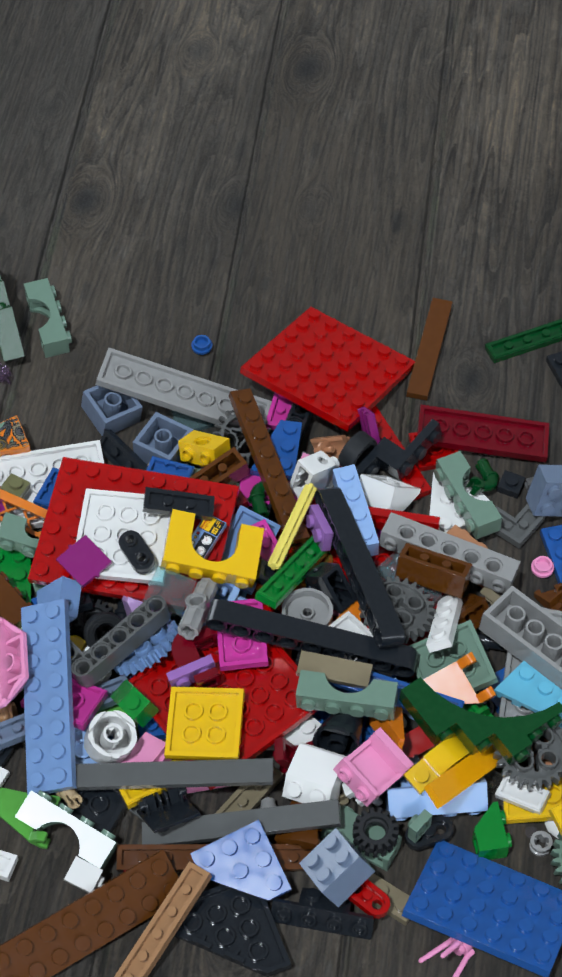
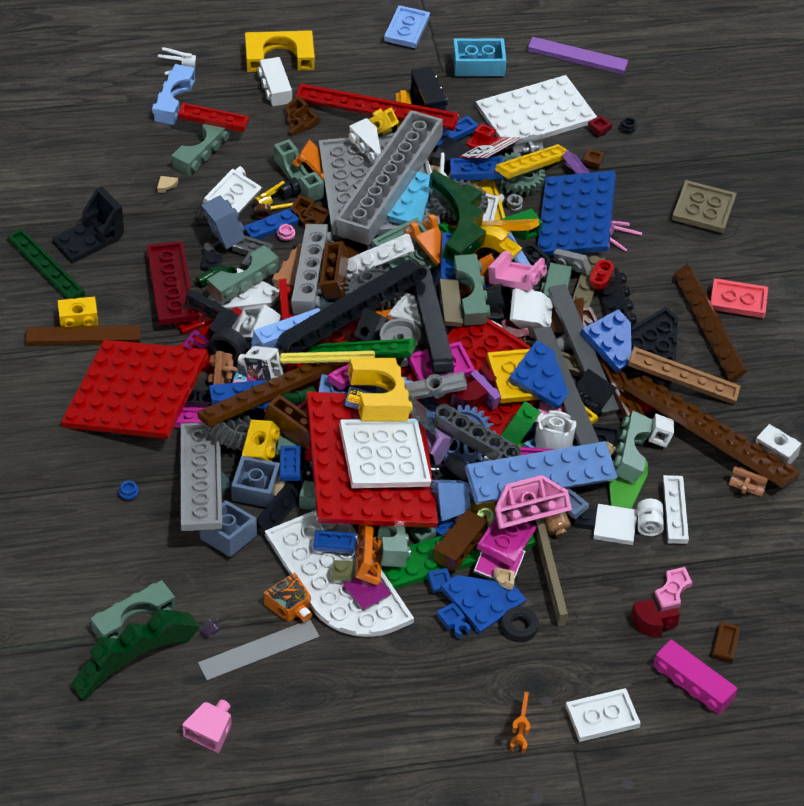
camera: 110 degrees left, 5 degrees down
(84, 561) = (419, 472): magenta piece -> none
(135, 550) = (403, 433): black plate -> none
(163, 501) = (350, 412): black plate -> none
(191, 740) = (541, 376): none -> blue plate
(319, 527) = (321, 343): medium lavender plate -> none
(337, 867) = (595, 284): sand blue brick -> none
(375, 846) = (562, 264): black tyre -> none
(401, 868) = (576, 261): none -> light grey plate
(419, 825) = (538, 251): sand green plate -> none
(459, 346) = (78, 312): none -> yellow brick

